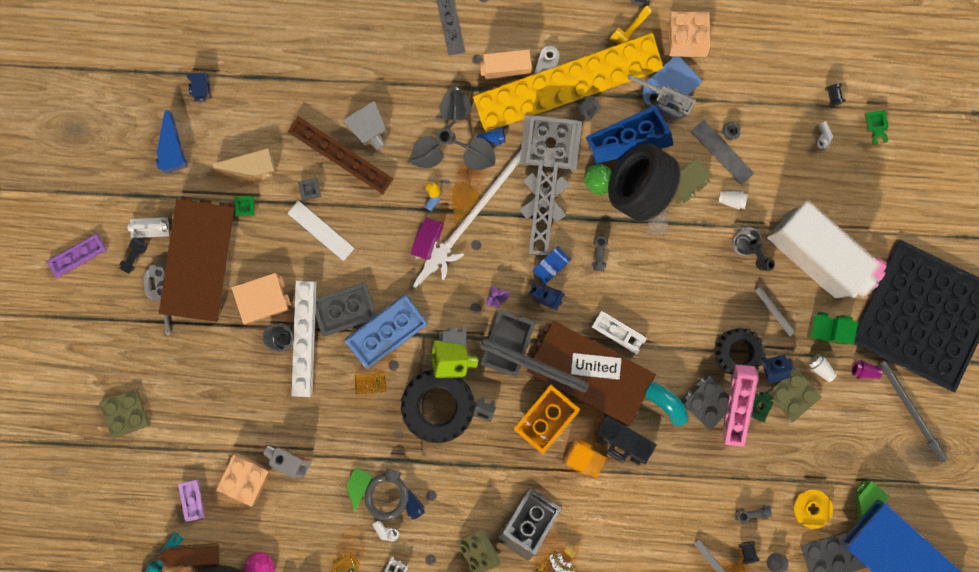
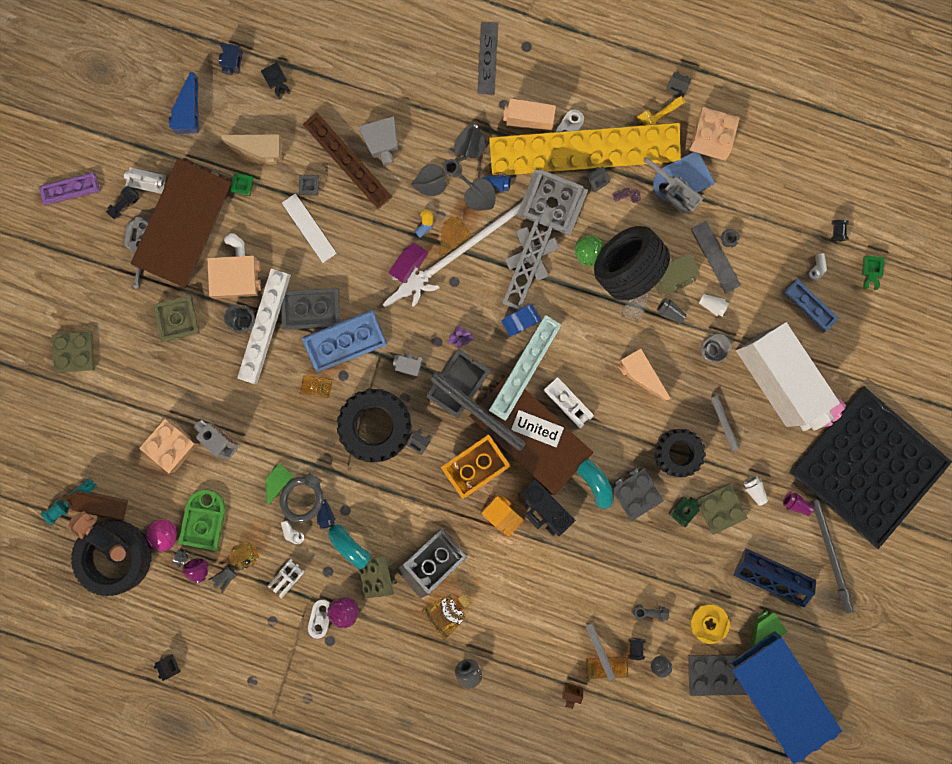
camera: 15 degrees right, 0 degrees up
(191, 500) = (114, 452): lavender plate -> none
(216, 354) = (176, 318): none -> olive plate
(248, 93) = (275, 78): none -> black plate
(255, 264) = (237, 243): none -> white arm
(296, 544) = (203, 522): none -> bright green tile
(444, 530) = (348, 547): none -> teal cylinder
(451, 359) = (399, 384): lime torso -> none
(546, 296) = (508, 348): dark blue hips -> none
(568, 310) = (525, 367): none -> light aqua plate
(600, 243) = (574, 311): dark grey bar -> none
(618, 114) = (634, 194): none -> arm
(635, 130) = (618, 215): blue wedge -> none
(680, 283) = (640, 371): none -> light nougat slope
(694, 217) = (670, 310): none -> dark grey cone
(740, 405) = (666, 503): bright pink brick -> none
(762, 262) = (725, 372): black bar -> none
(777, 368) = (712, 478): dark blue brick -> none
(827, 174) = (811, 305): none -> medium blue tile
(834, 330) = (778, 457): green brick -> none
(866, 444) = (778, 575): none -> dark blue fence

